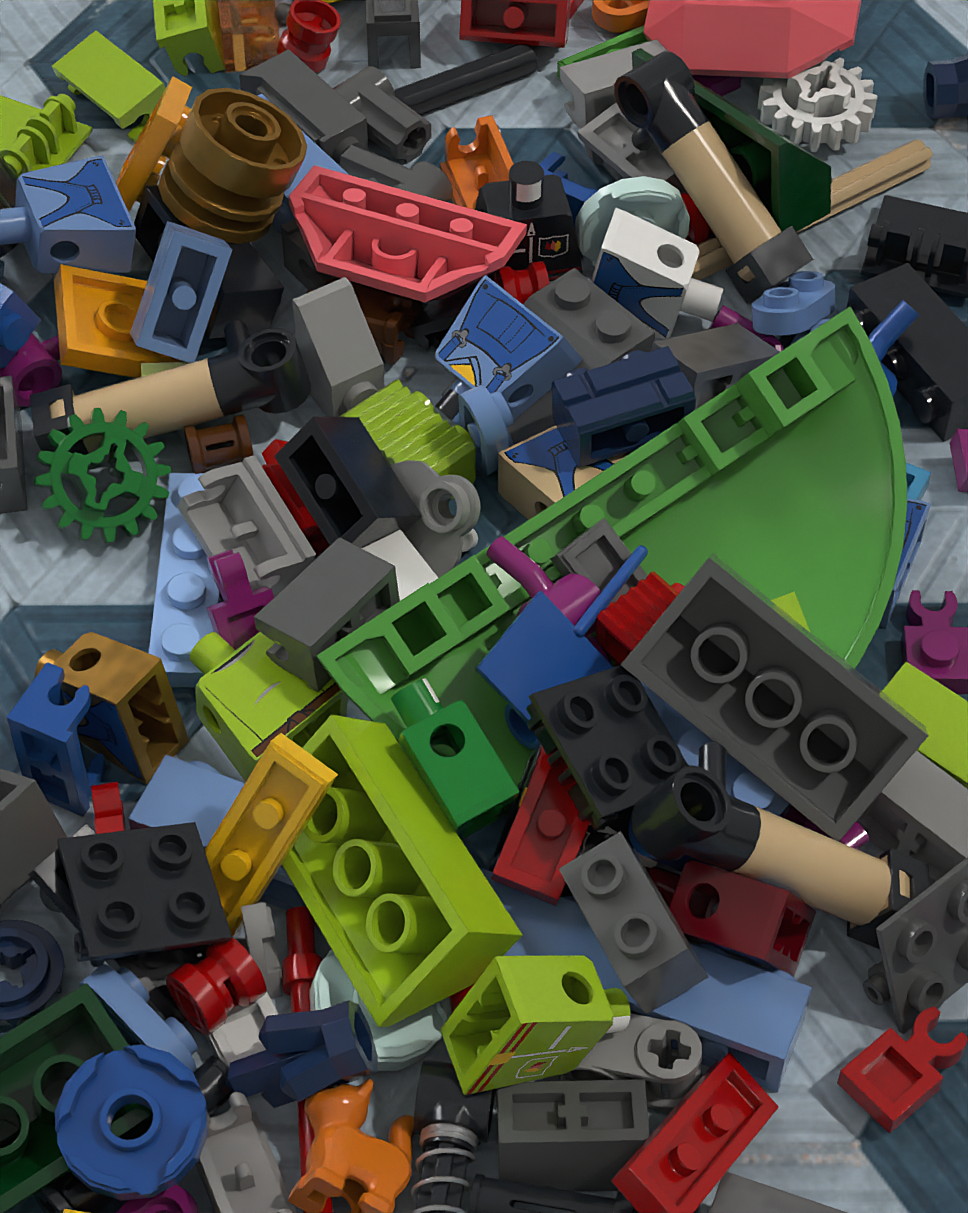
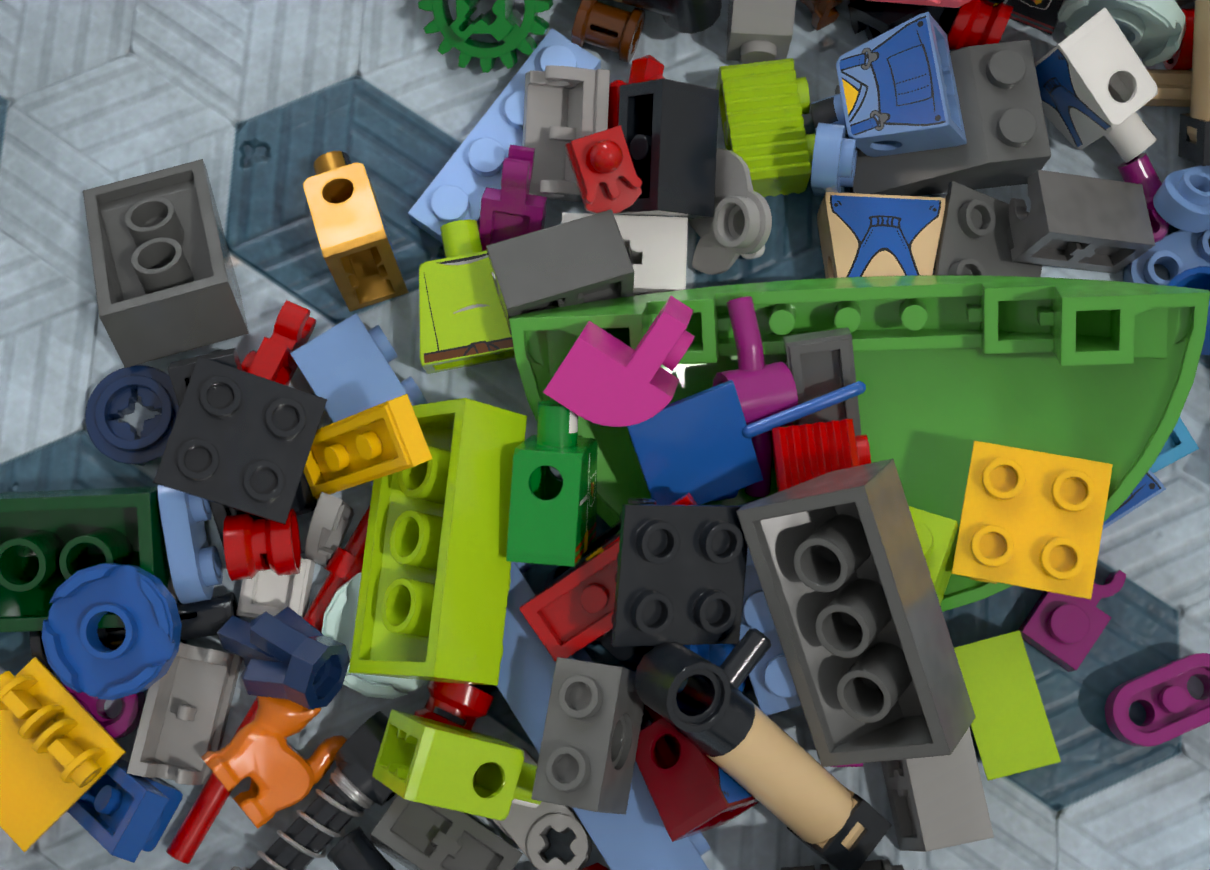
camera: 35 degrees right, 25 degrees up
(49, 741) = (276, 236): blue hinge -> none
(308, 512) = (604, 171): none -> red piece
(449, 639) = (618, 384): none -> dark pink brick
(620, 404) = (959, 221): dark blue brick -> none
(849, 563) = (1032, 519): none -> yellow hinge

